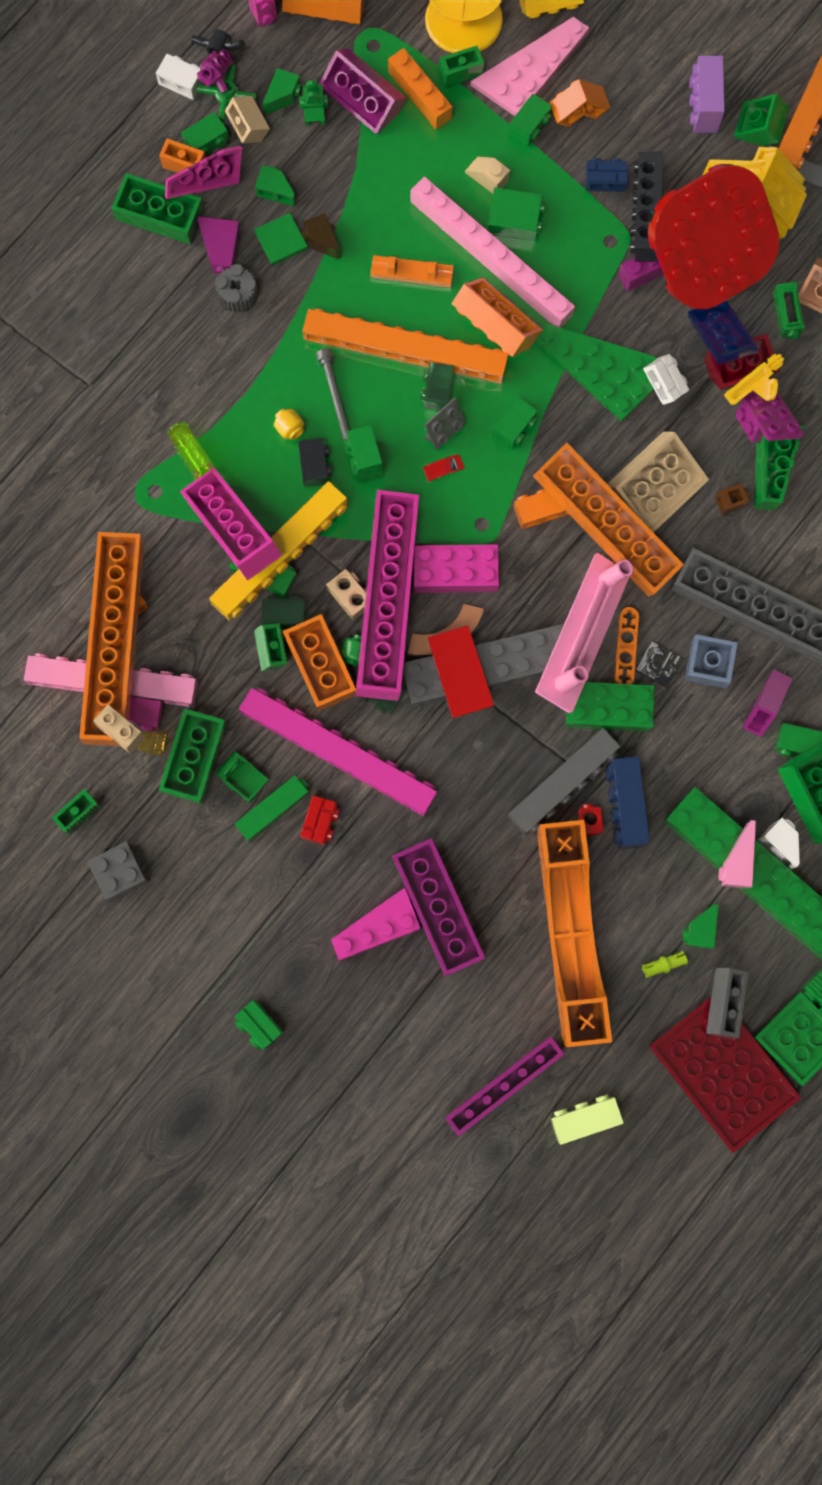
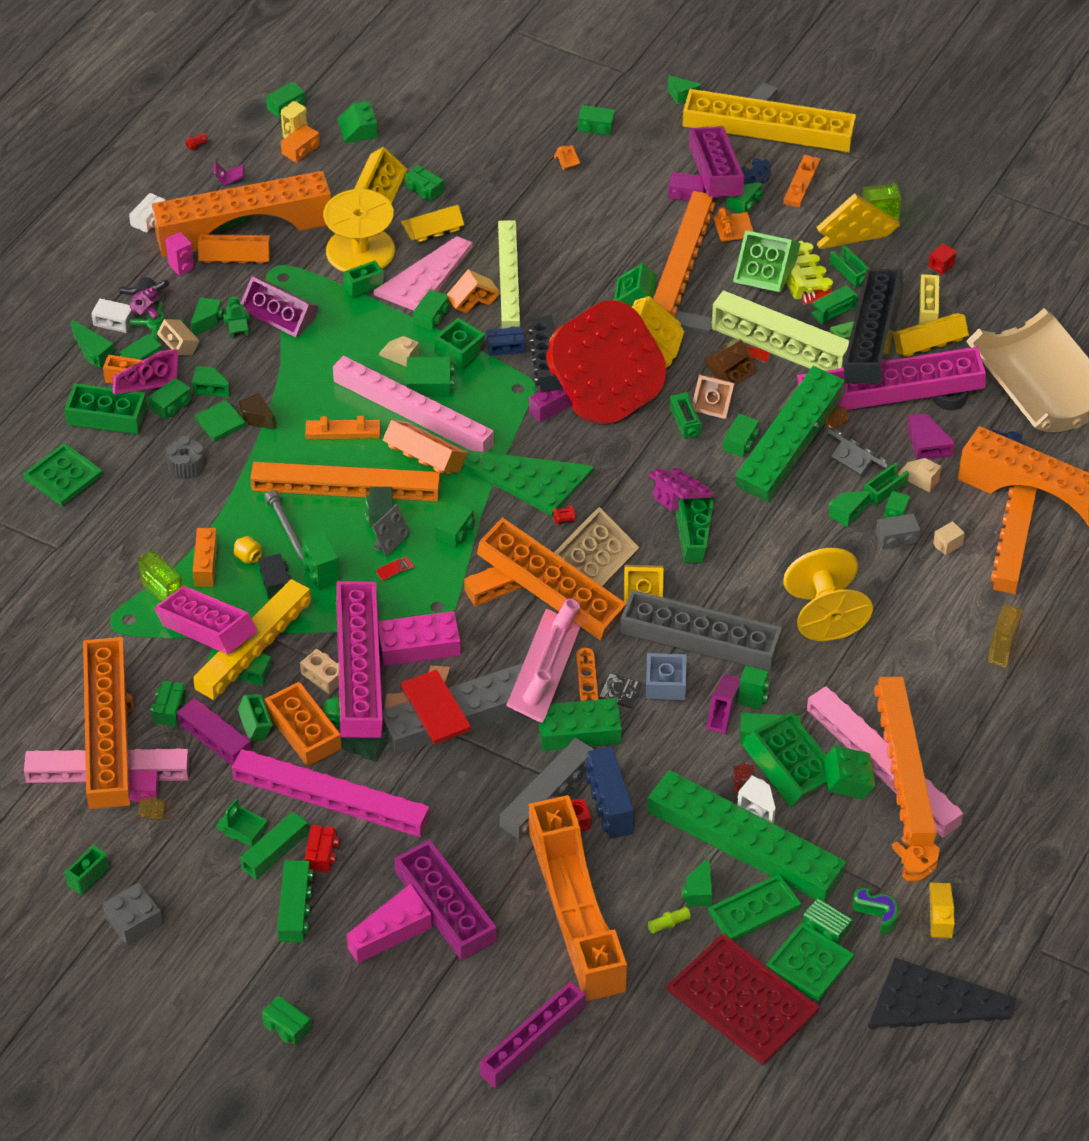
camera: 10 degrees left, 30 degrees down
(103, 289) = (62, 474): none -> green plate
(119, 729) = (124, 776): tan brick -> none
(157, 121) = (92, 345): none -> green slope
(183, 612) = (169, 701): none -> green brick
(193, 756) = (193, 811): green brick -> none
(221, 241) = (164, 425): magenta slope -> none
(226, 656) = (212, 730): none -> magenta brick
(230, 201) = (170, 398): none -> green brick
(242, 426) = (205, 557): none -> orange brick
(283, 611) = (265, 686): clear green brick -> none
(284, 880) = (293, 901): none -> green brick
(419, 89) = (329, 299): orange brick -> none
(554, 174) = (459, 342): none -> green slope
(586, 1119) = (617, 1055): yellowish green brick -> none
(623, 83) = (508, 274): none -> yellowish green brick
(633, 426) = (564, 515): none -> red bush
(666, 378) = (585, 474): white brick -> none
(706, 532) = (643, 579): none -> yellow slope
(707, 94) = (583, 273): medium lavender brick -> none
(722, 333) = (628, 434): clear blue tile -> none
(727, 1002) = (731, 931): dark grey brick -> none
(731, 372) = (649, 453): dark red slope -> none
(736, 492) = (662, 555): reddish brown brick -> none
(738, 866) = (719, 815): bright pink slope -> none
(758, 382) = (665, 461): yellow piece -> none
(763, 959) = (754, 908): none -> green plate
(771, 802) = (741, 773): none -> clear red brick
(803, 693) = (754, 688): none -> green brick

